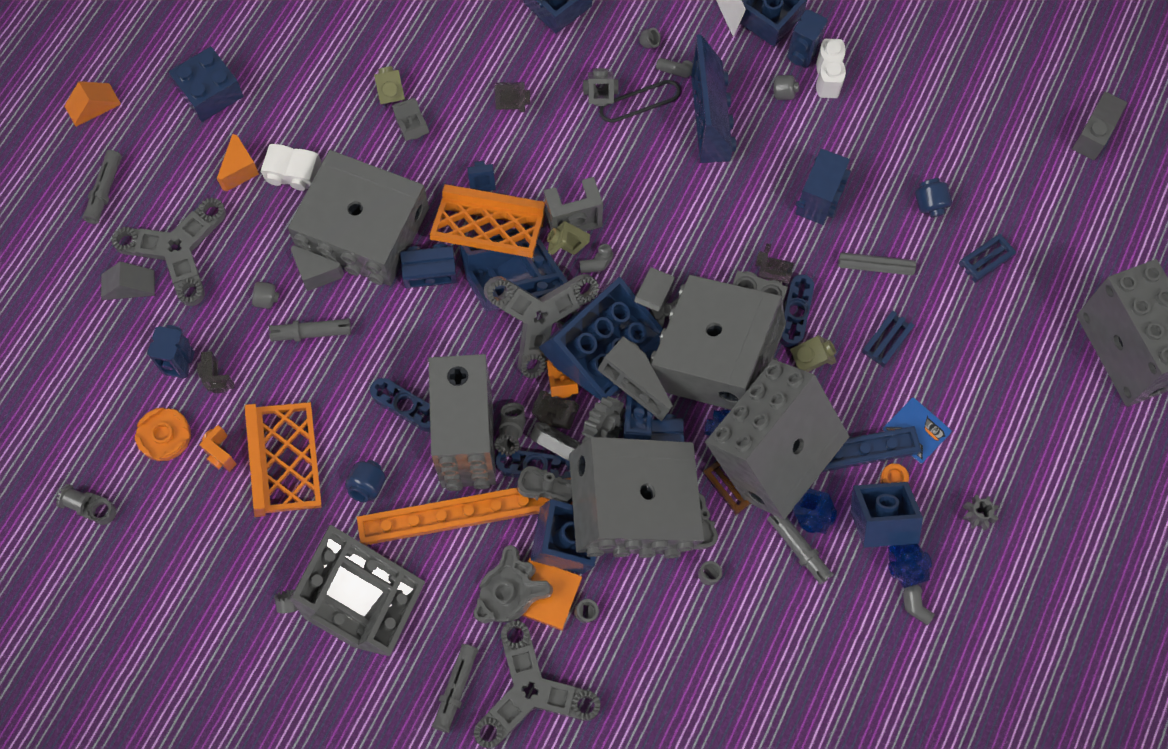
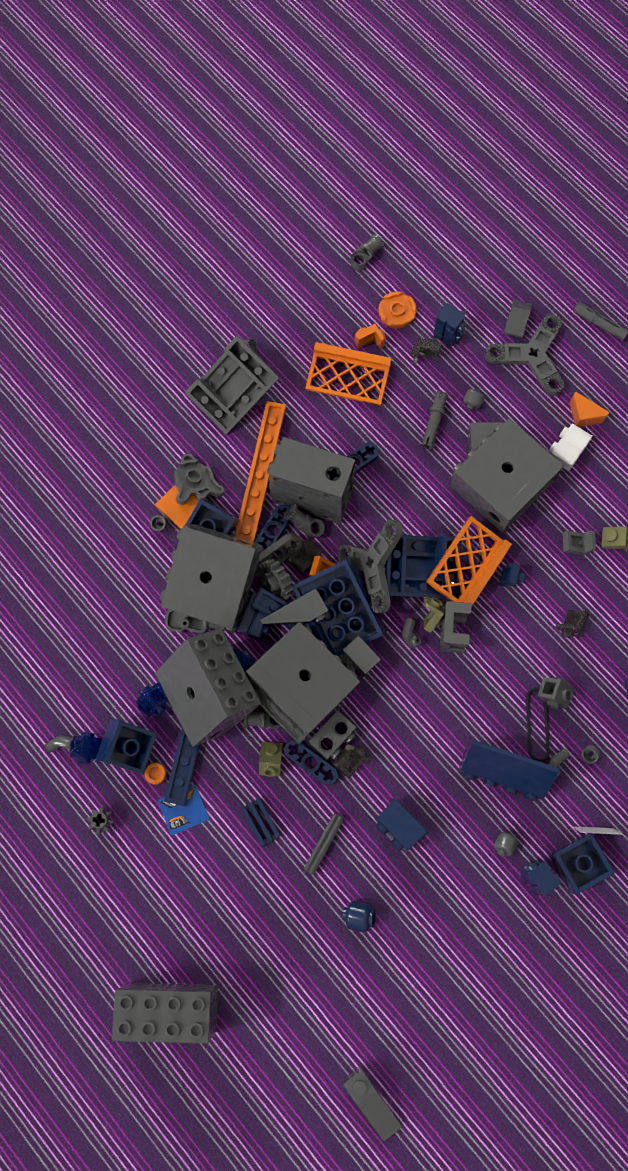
camera: 115 degrees right, 5 degrees up
(365, 481) = (308, 418): dark blue head -> none
(428, 266) = (451, 513): dark blue brick -> none
(451, 699) = (142, 421): dark grey pin -> none
(514, 705) = (138, 471): dark grey piece -> none
(538, 484) = (255, 521): dark grey piece -> none
(713, 570) = (143, 608): dark grey hinge -> none
(807, 555) = (130, 683): dark grey pin -> none
(830, 68) = (514, 892): white brick -> none
(972, 269) = (297, 956): dark blue tile -> none

